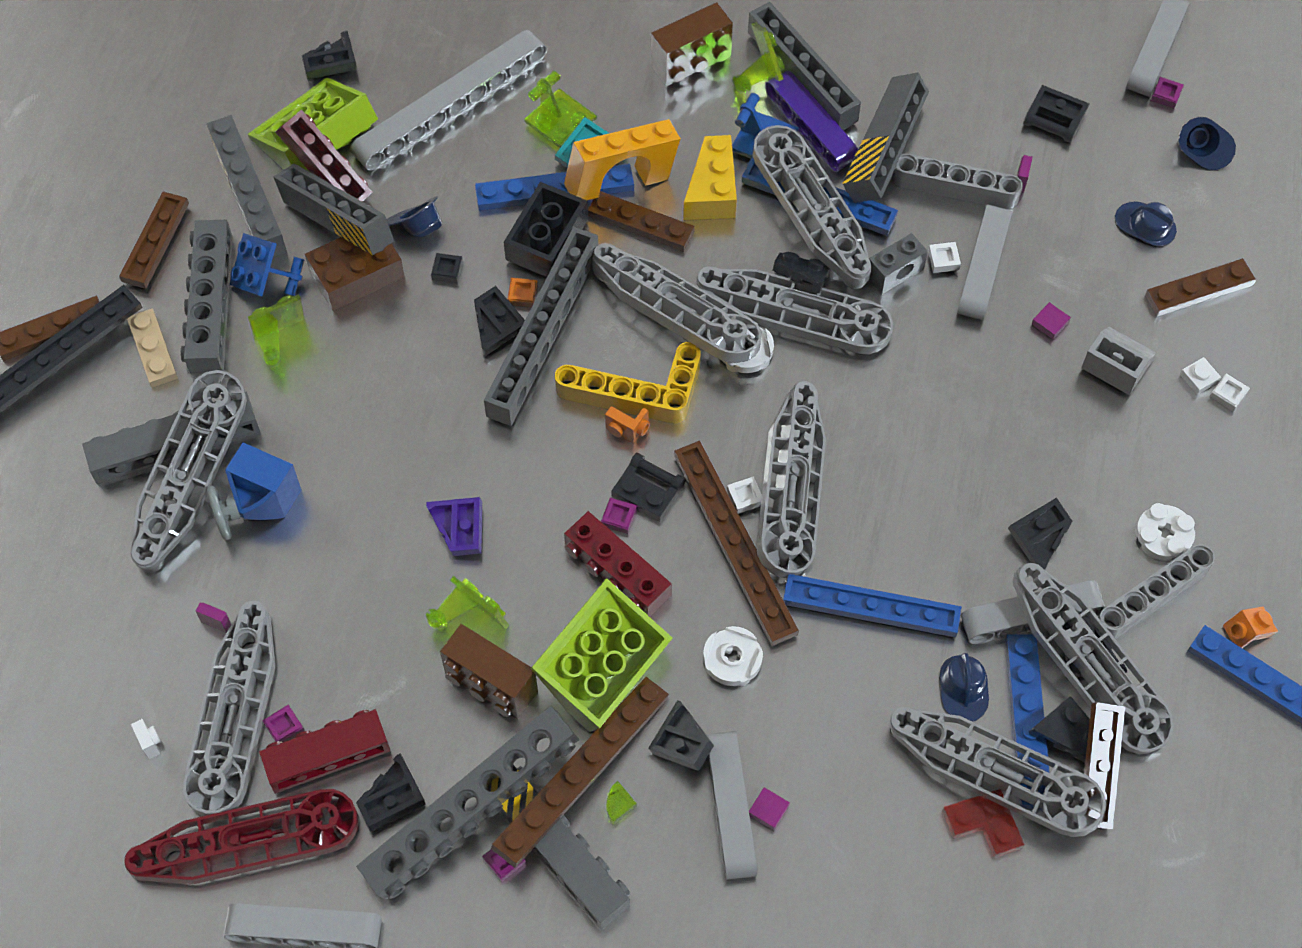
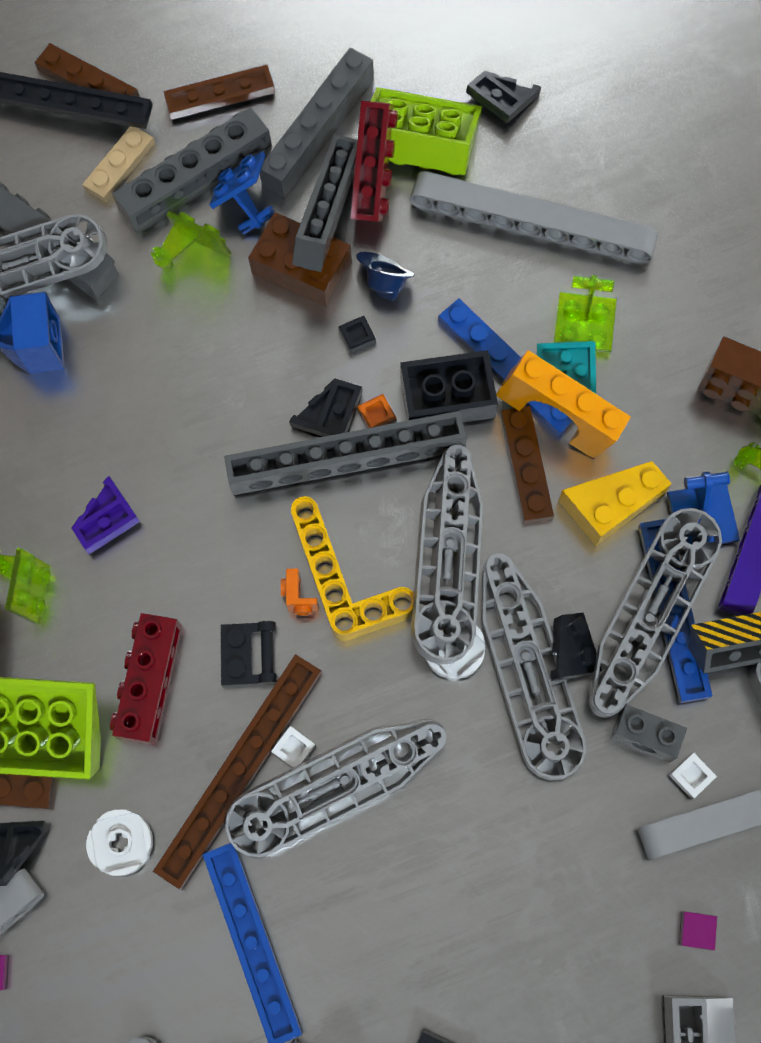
camera: 60 degrees right, 10 degrees up
(619, 515) = (203, 647): magenta tile -> none

